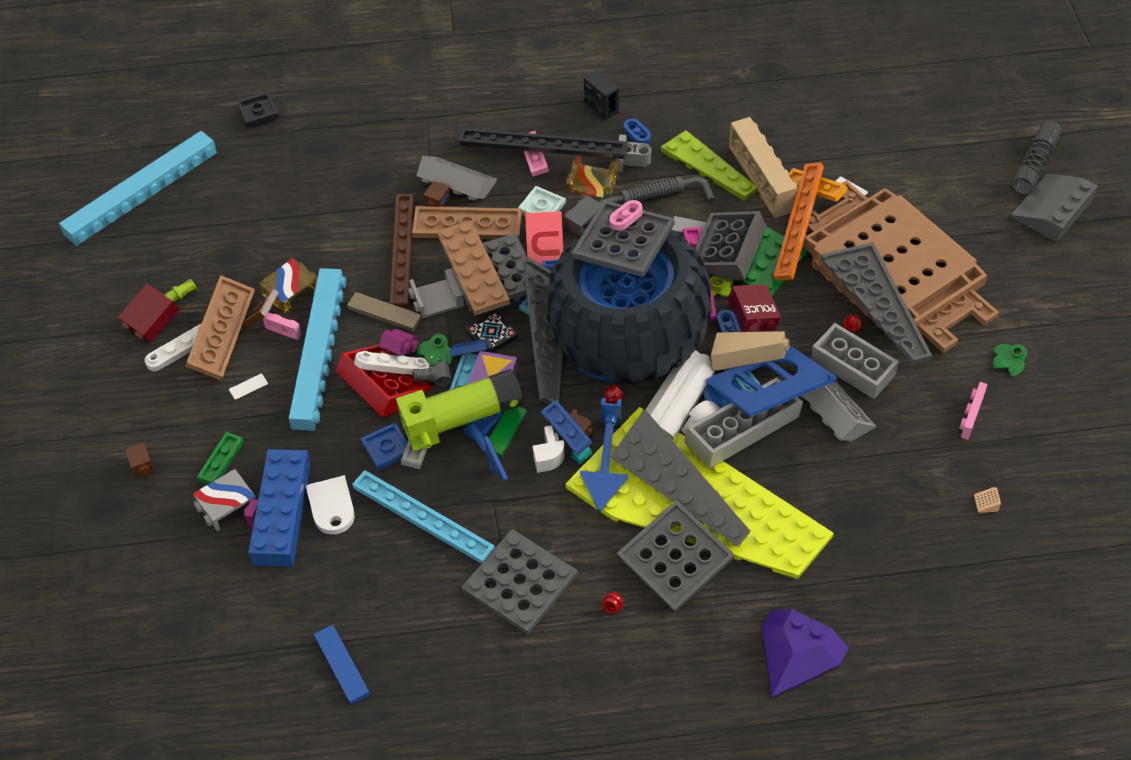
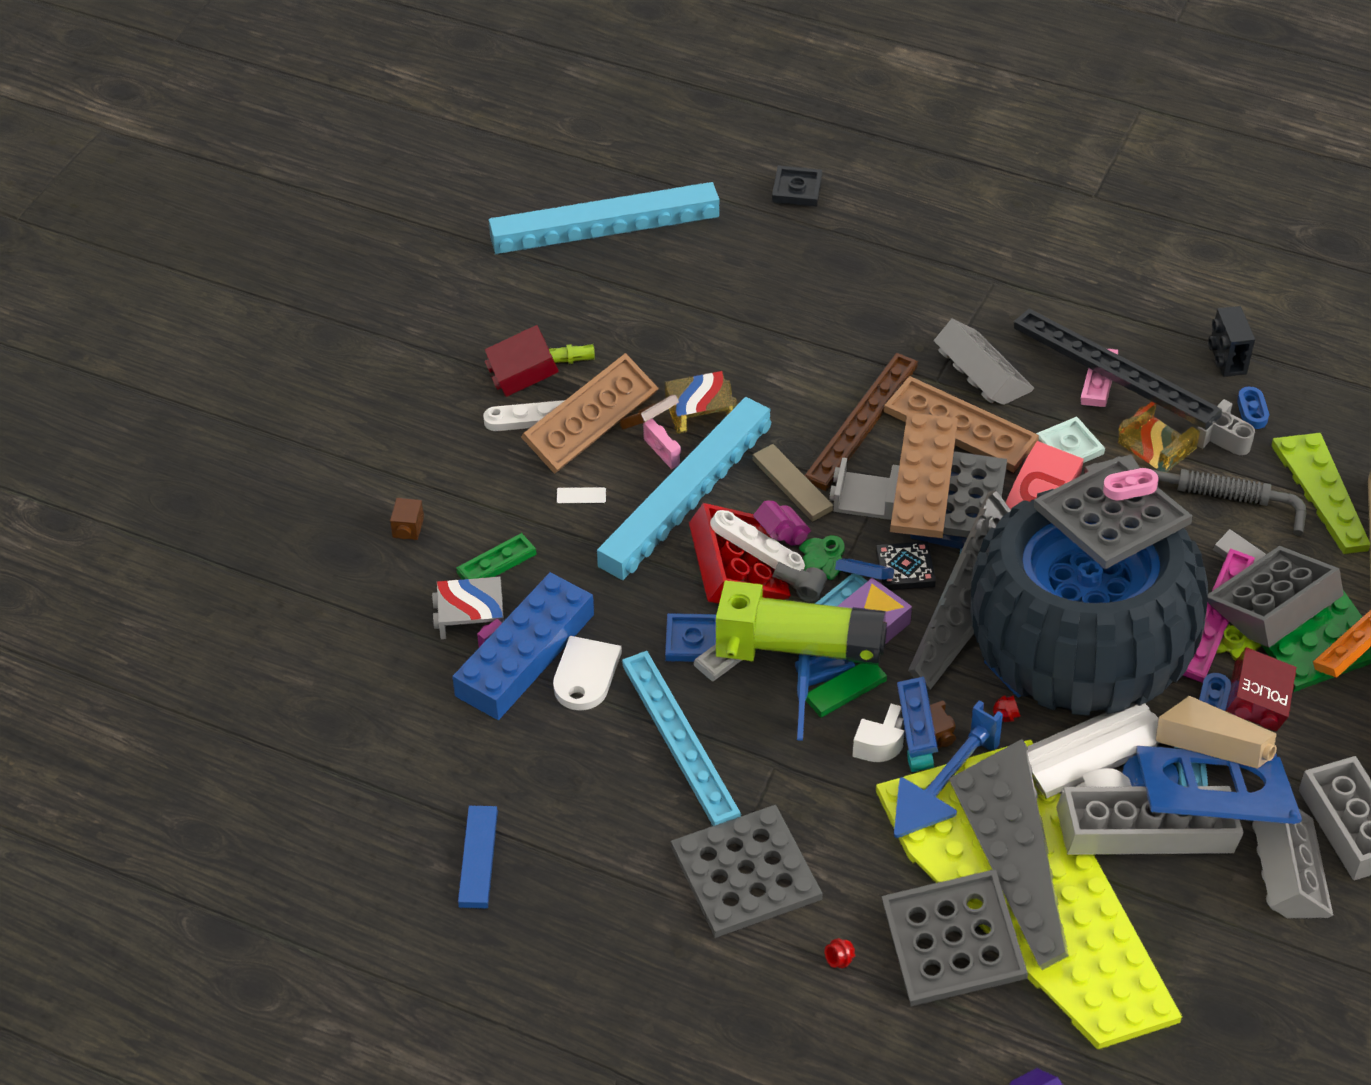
camera: 30 degrees right, 5 degrees down
(437, 195) = (944, 374): reddish brown brick -> none

